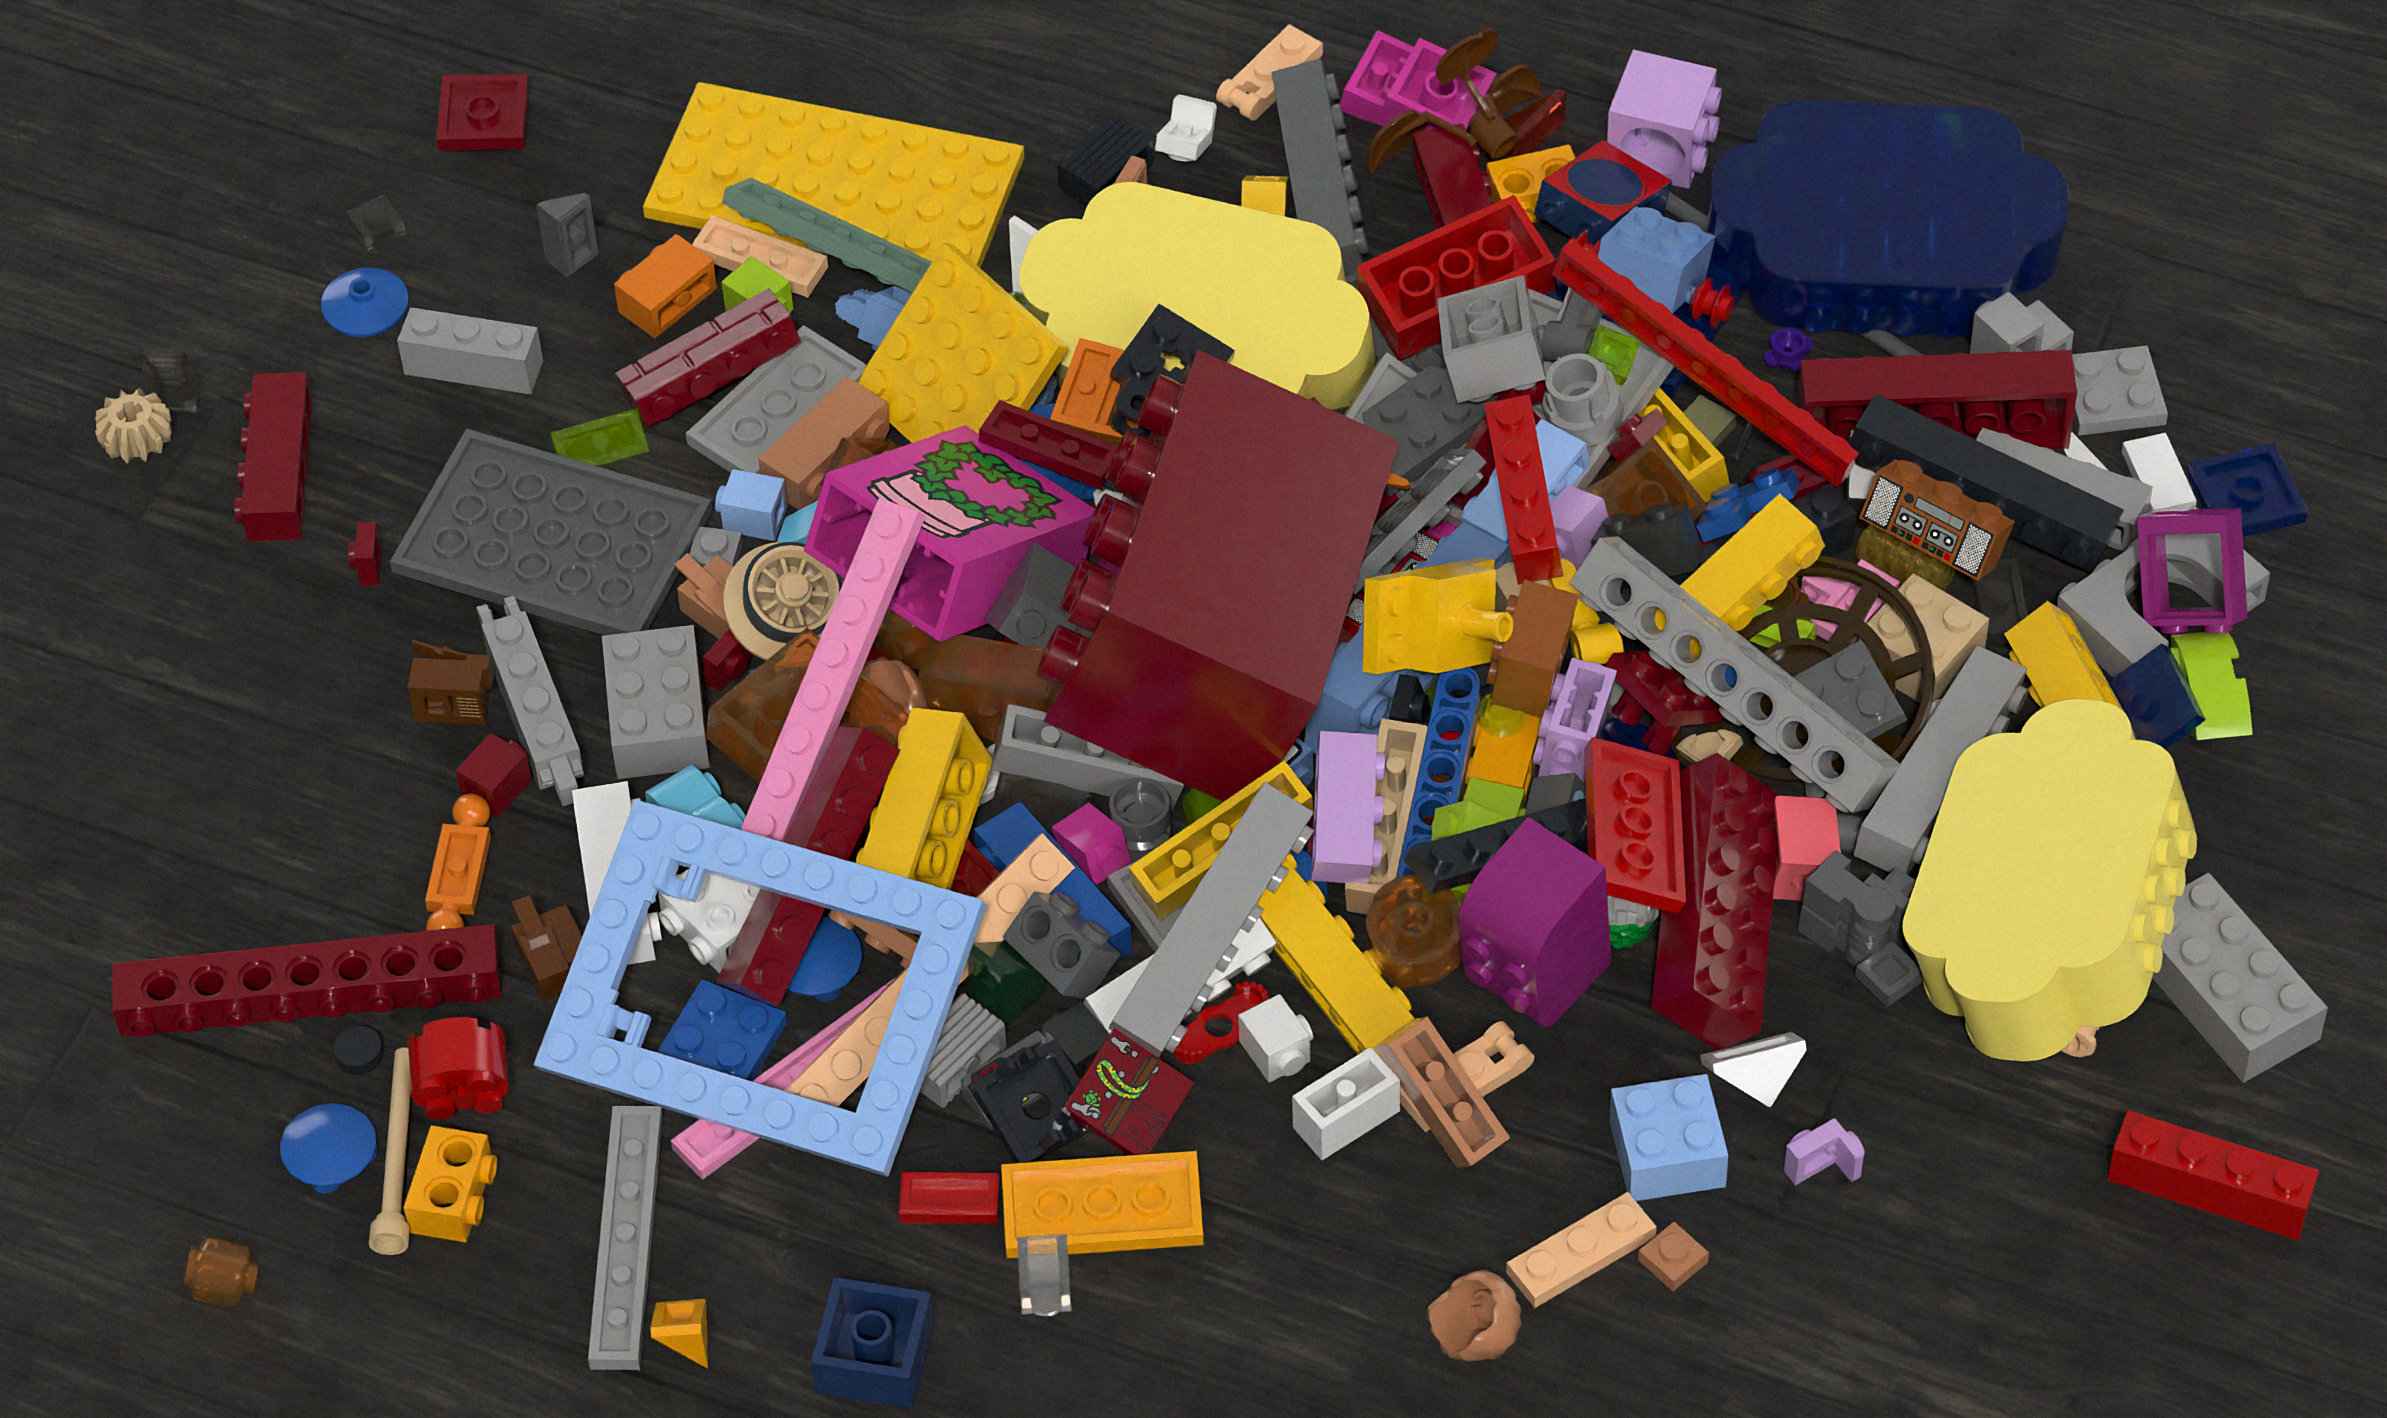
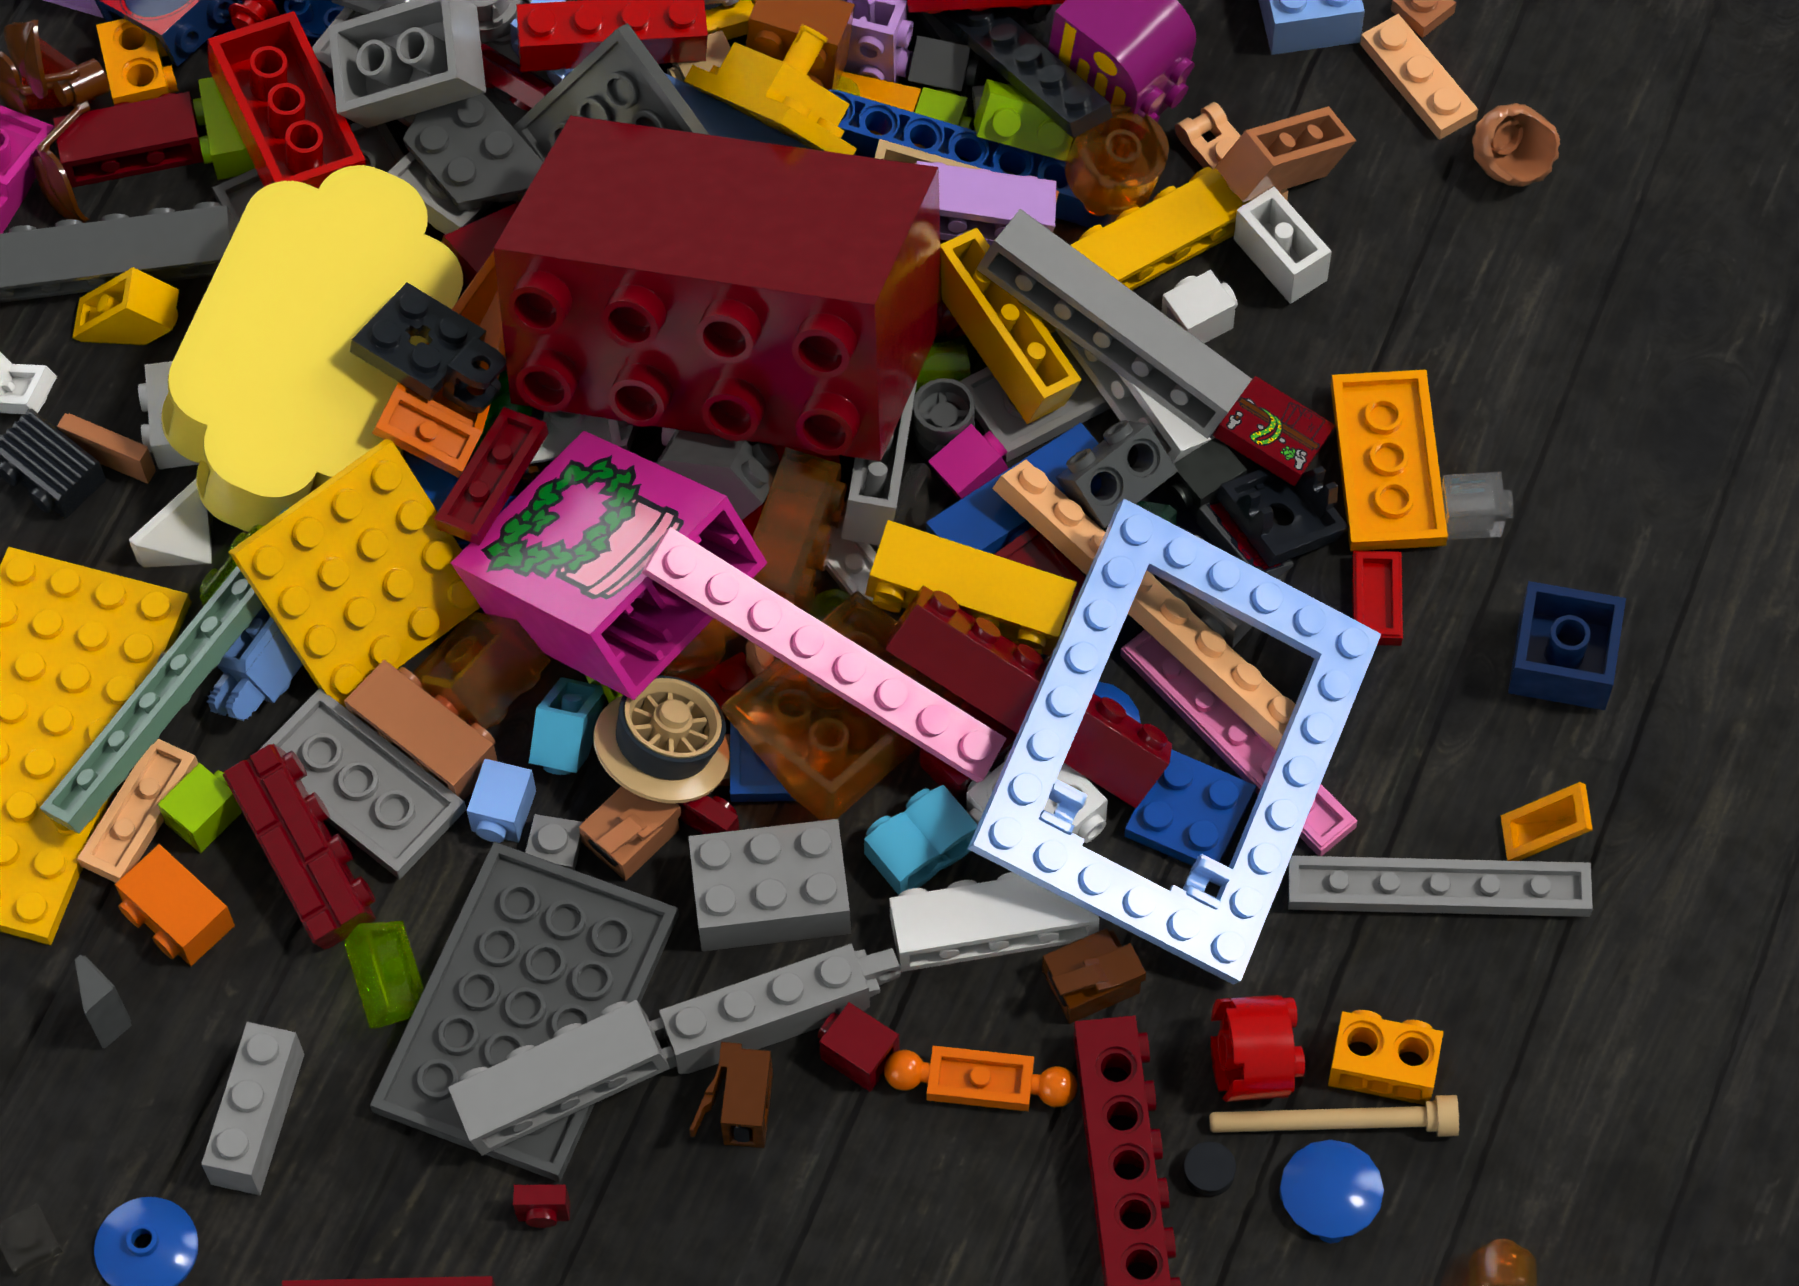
camera: 90 degrees left, 10 degrees up
(464, 539) = (558, 1076): none -> light grey brick

